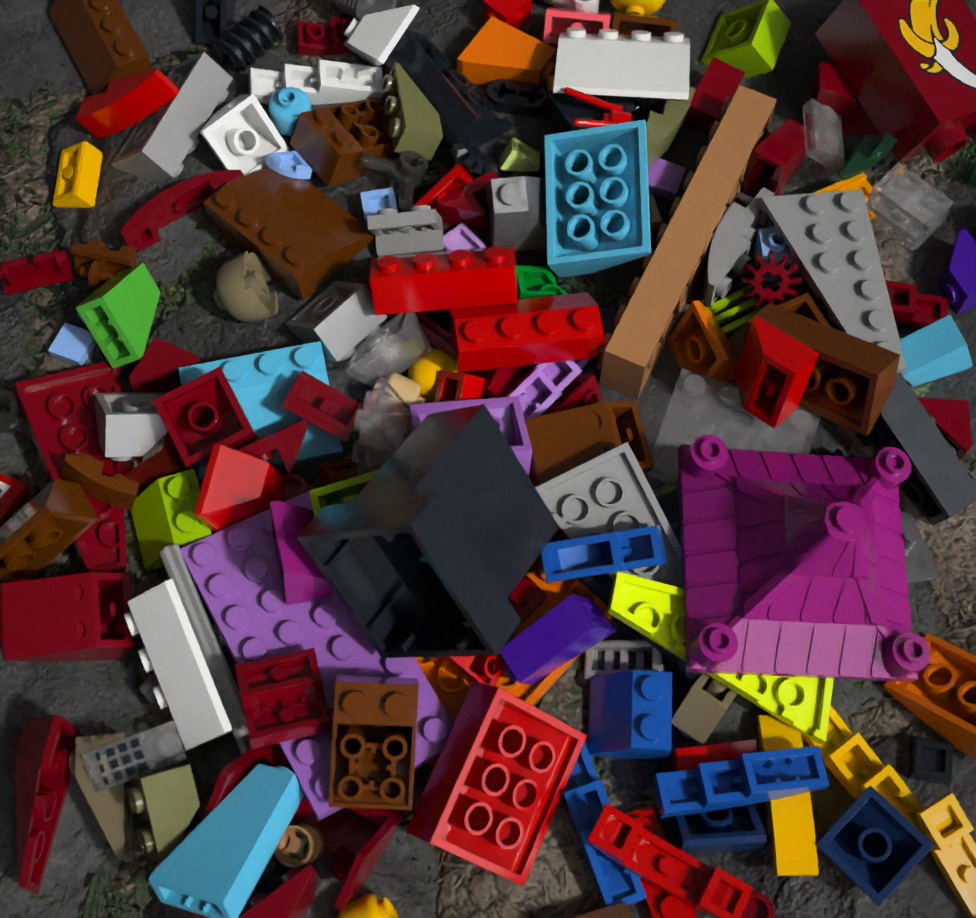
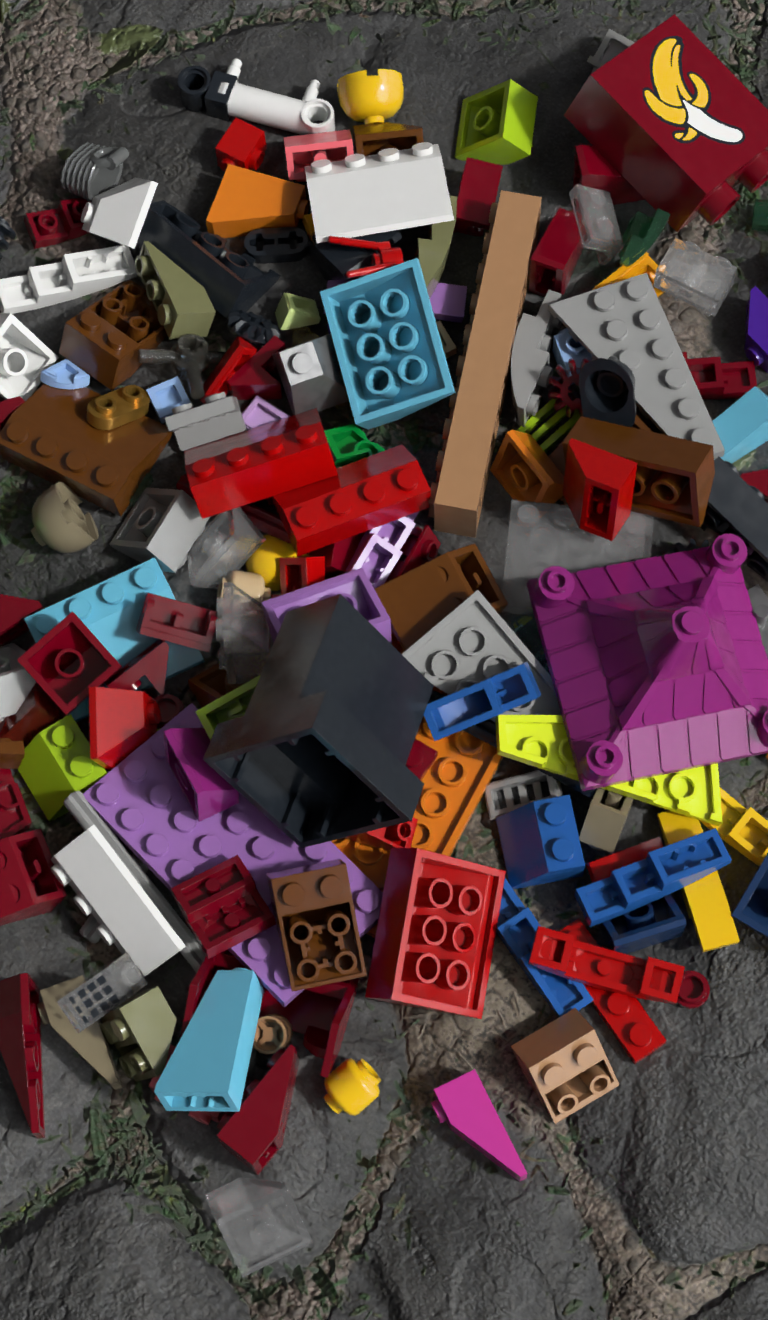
camera: 10 degrees left, 5 degrees up
(286, 108) = (48, 317): medium azure head -> none
(328, 201) = (118, 407): none -> pearl gold plate
(555, 639) = (457, 790): dark purple slope -> none
(802, 283) = (608, 391): none -> black piece

